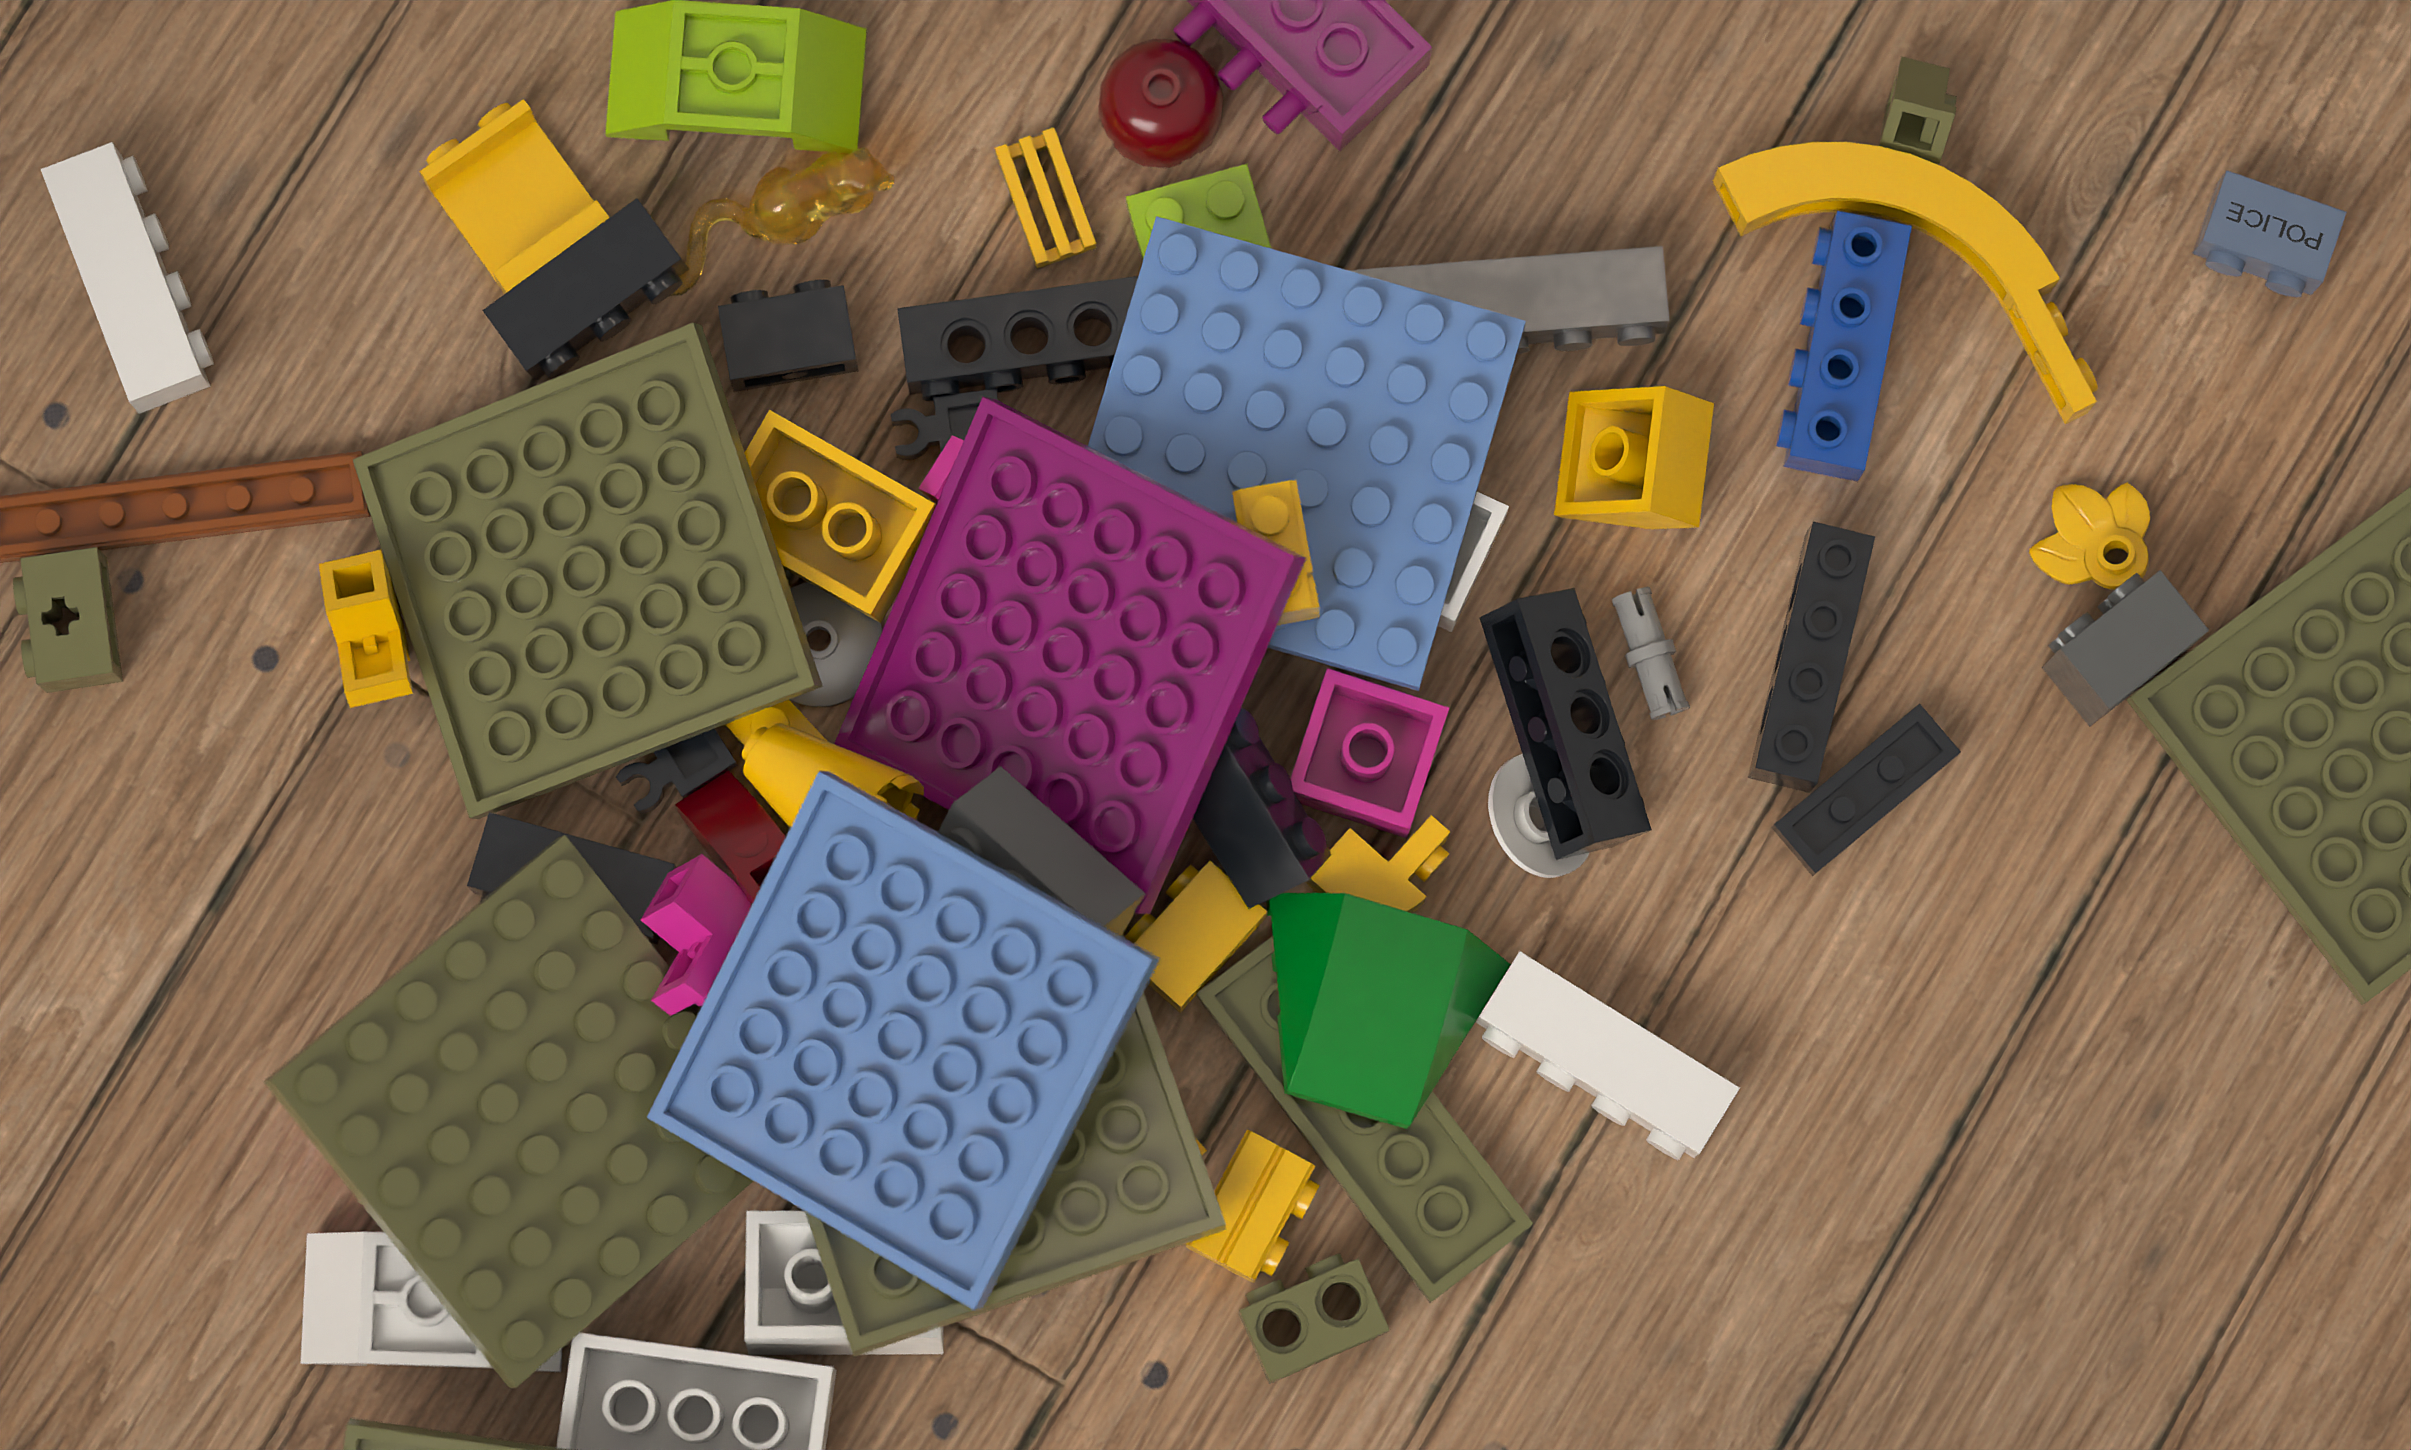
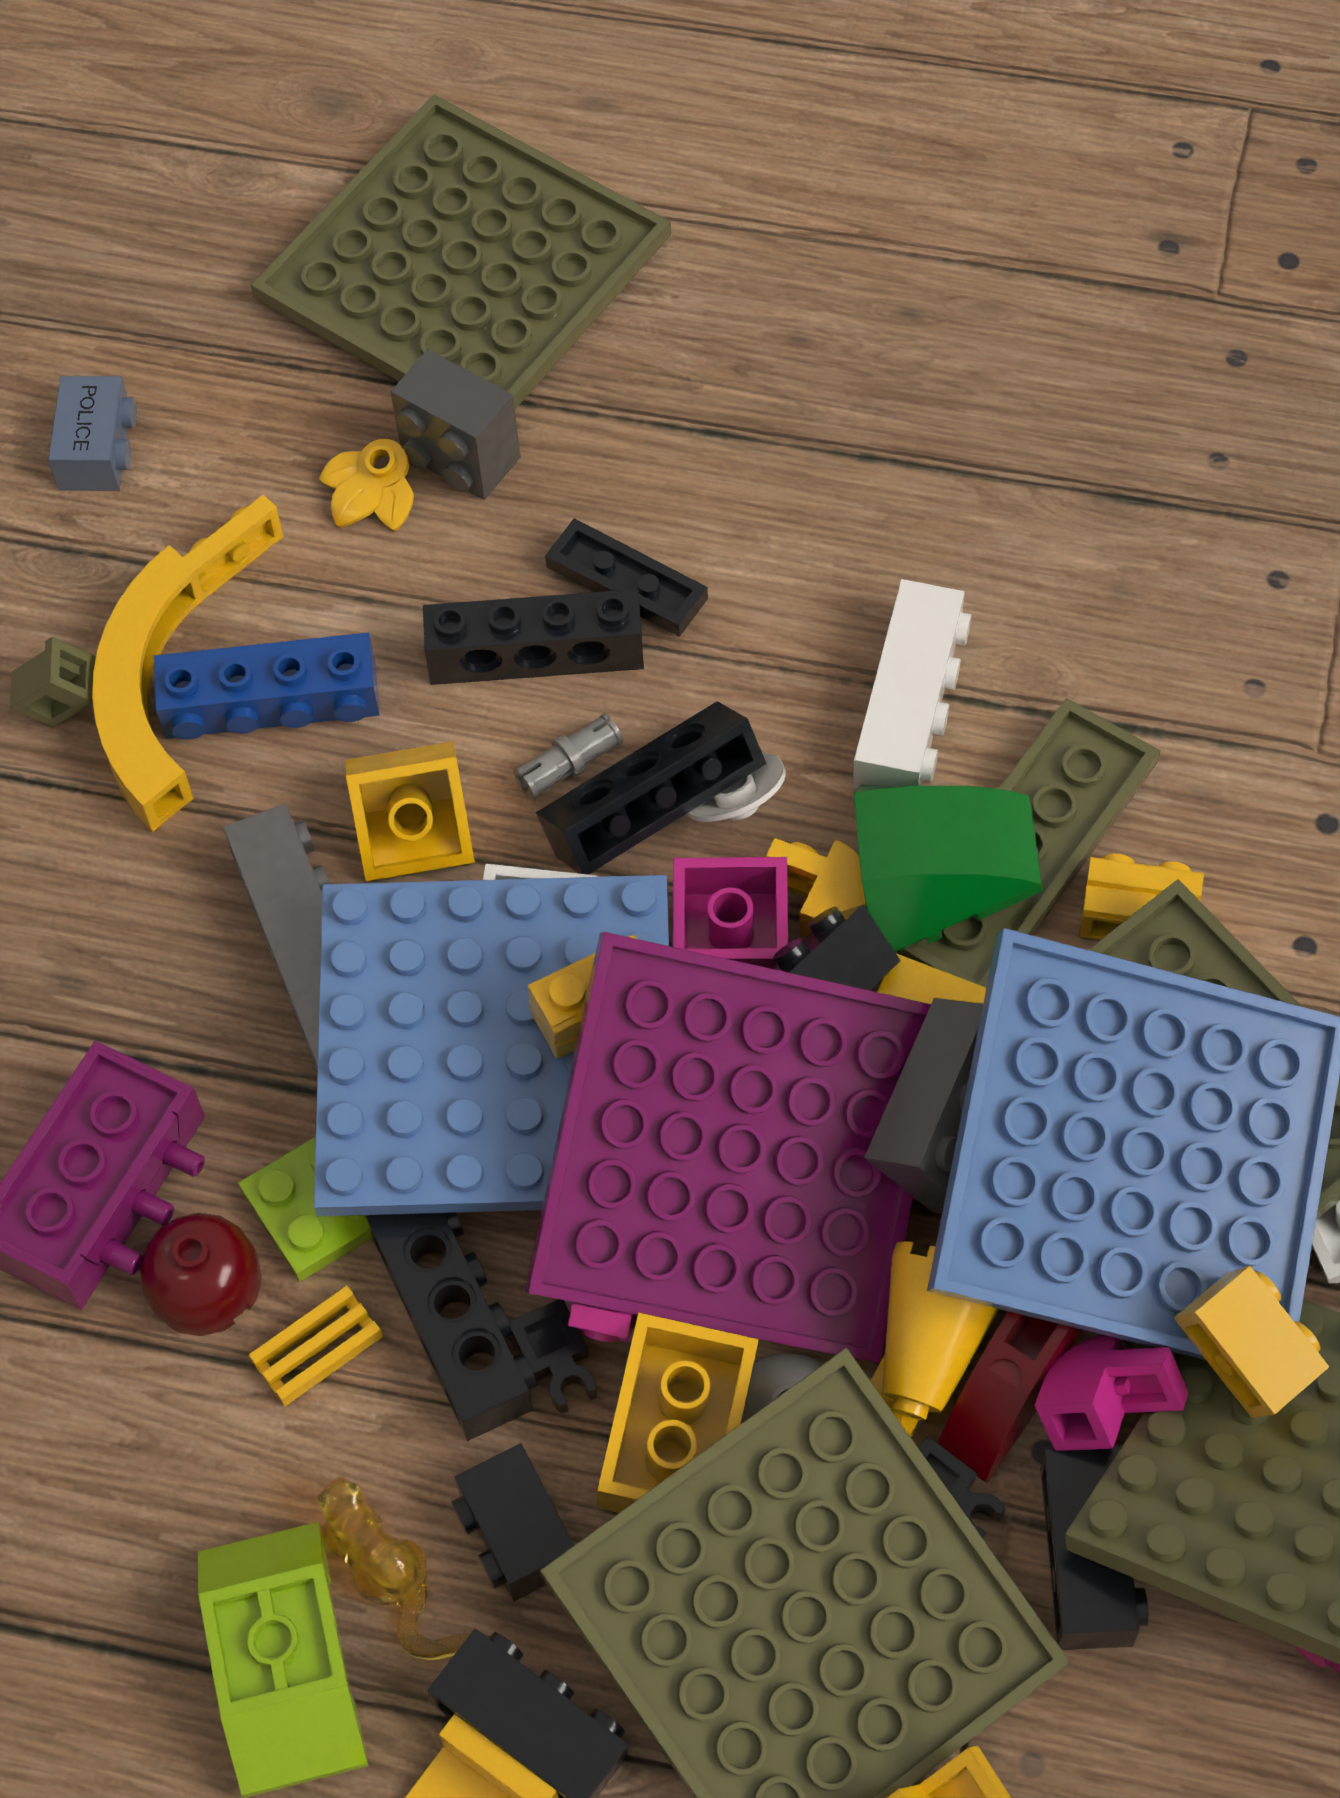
camera: 100 degrees left, 20 degrees down
(676, 1077) = (1252, 1341): none -> yellow brick
(1319, 1334) = (1222, 824): olive brick -> none

